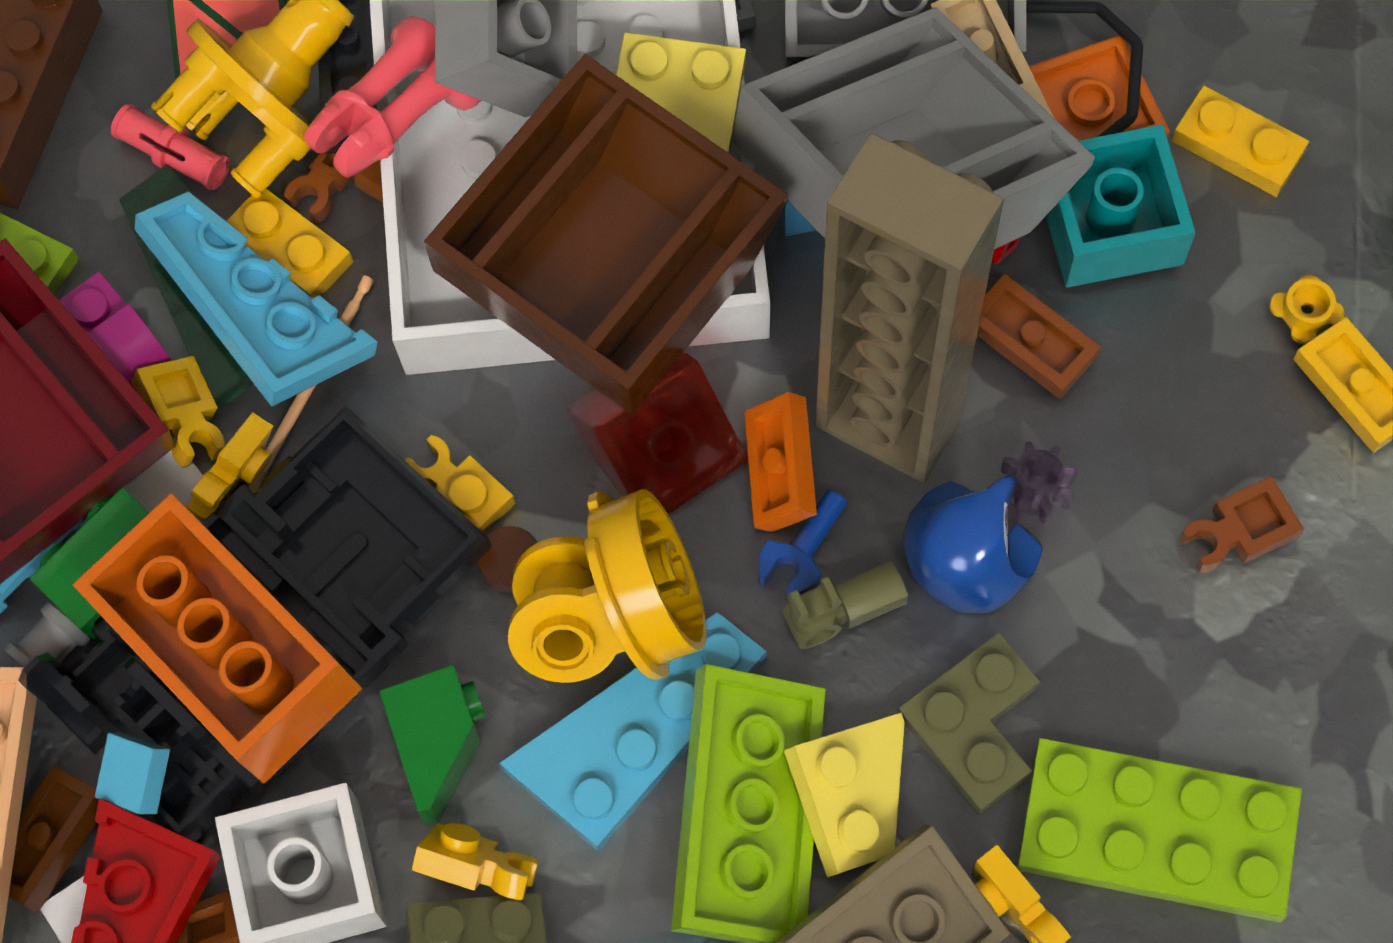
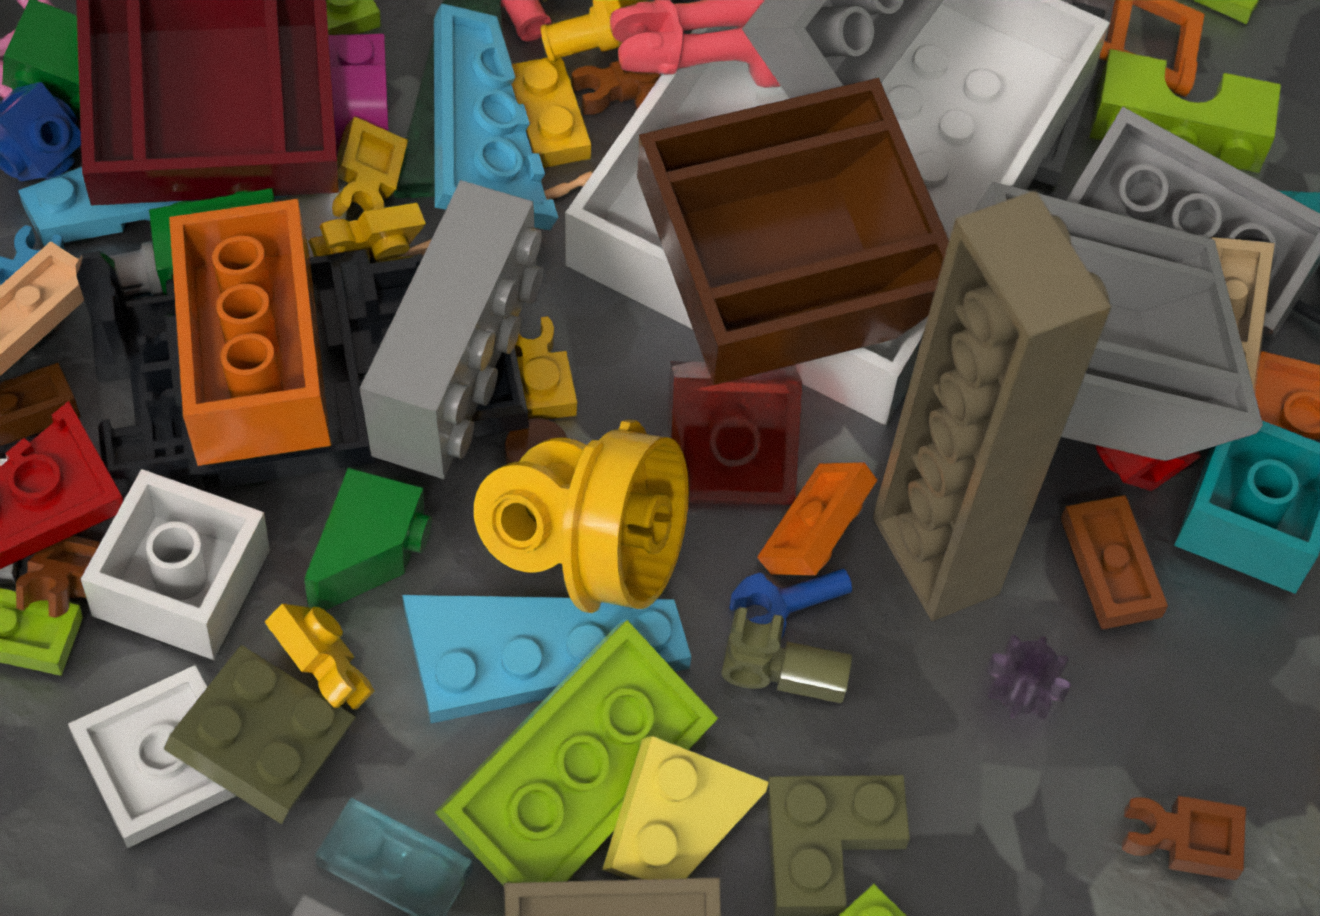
camera: 25 degrees right, 10 degrees down
(132, 773) = (108, 400): medium azure tile -> none
(385, 516) = (452, 330): none -> light grey brick
(687, 79) = (954, 160): light yellow wing -> none
(961, 547) = (916, 678): blue piece -> none

